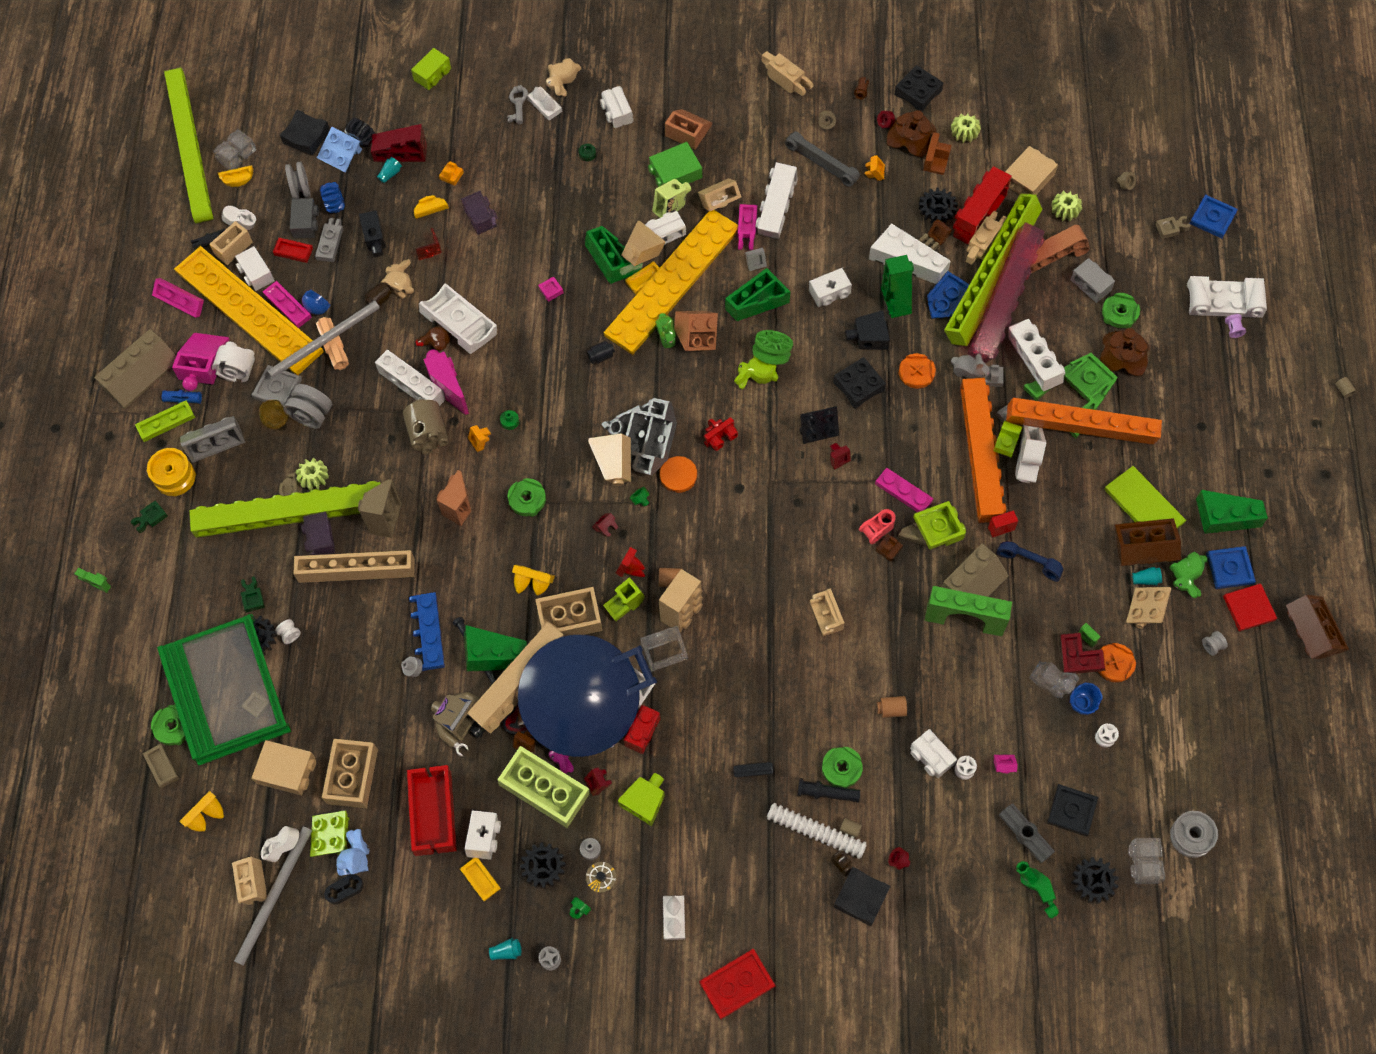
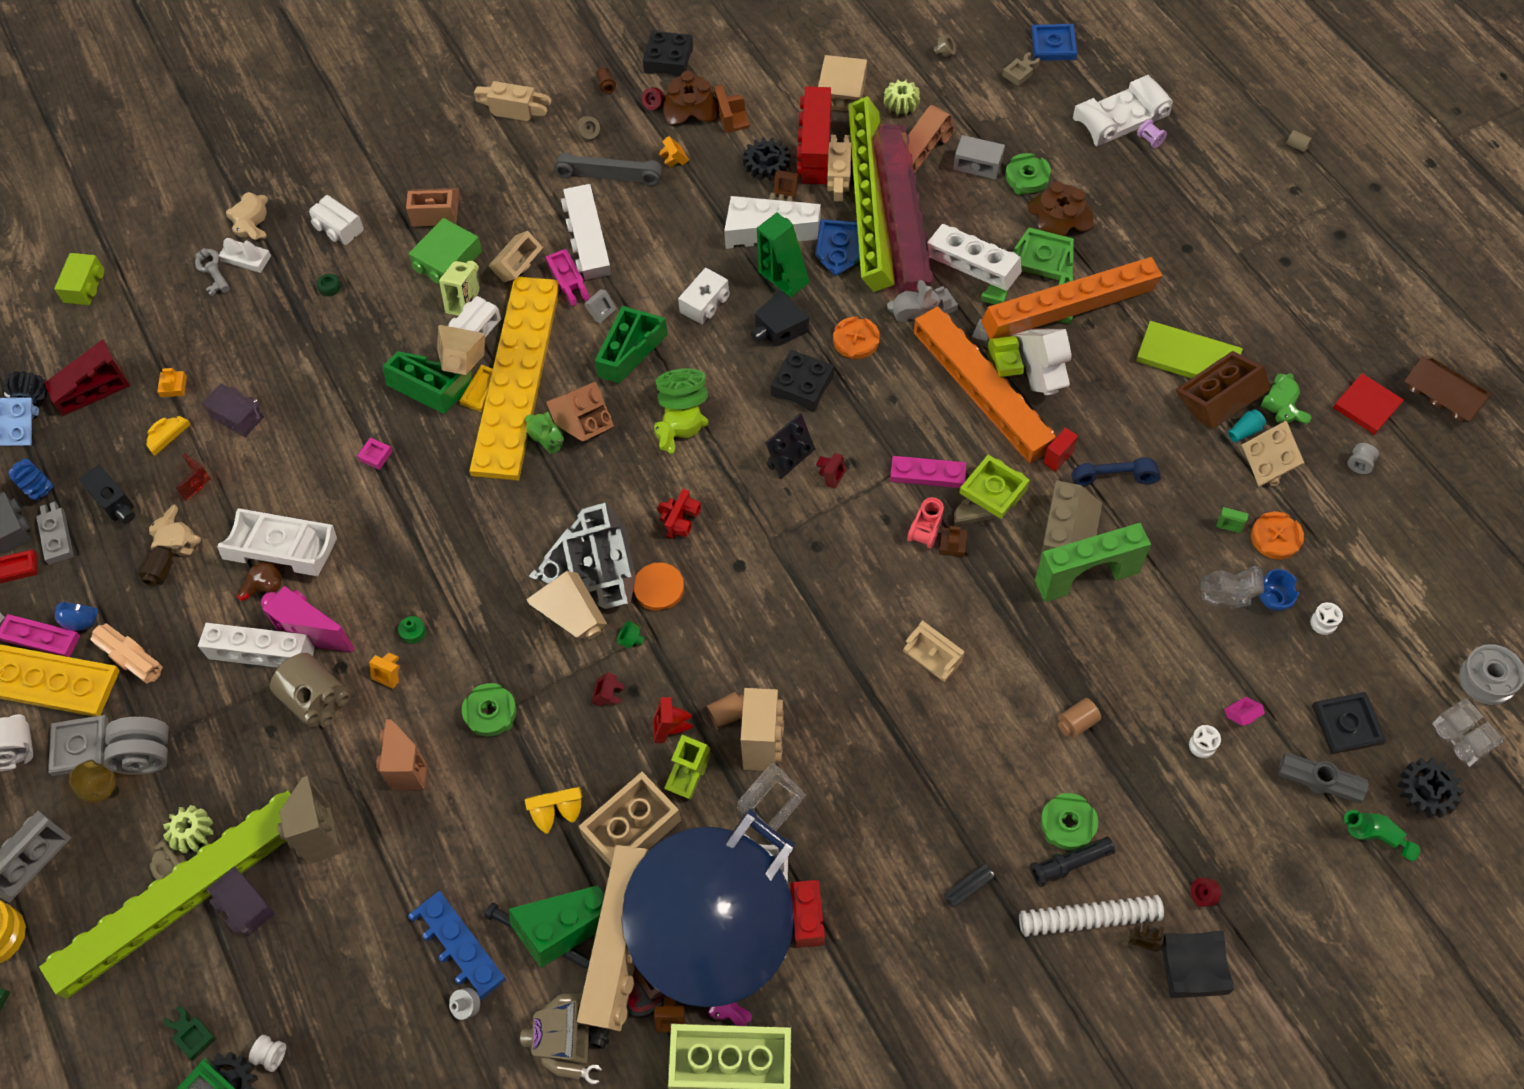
camera: 30 degrees left, 5 degrees down
(323, 339) = (111, 654): light grey piece -> none
(354, 566) = (311, 917): tan brick -> none
(389, 169) = (88, 414): teal cone -> none
(596, 781) = (790, 1012): dark red tile -> none
(600, 352) = (480, 495): black brick -> none
(643, 798) = (863, 1000): lime torso -> none
(850, 827) = (1126, 888): dark tan hinge -> none
(933, 754) = (1160, 747): white brick -> none
(965, 128) = (744, 69): yellowish green gear -> none
(1077, 660) = (1239, 554): dark red plate -> none
(1229, 512) = (1279, 317): green wedge -> none
(1230, 567) = (1320, 373): blue tile -> none

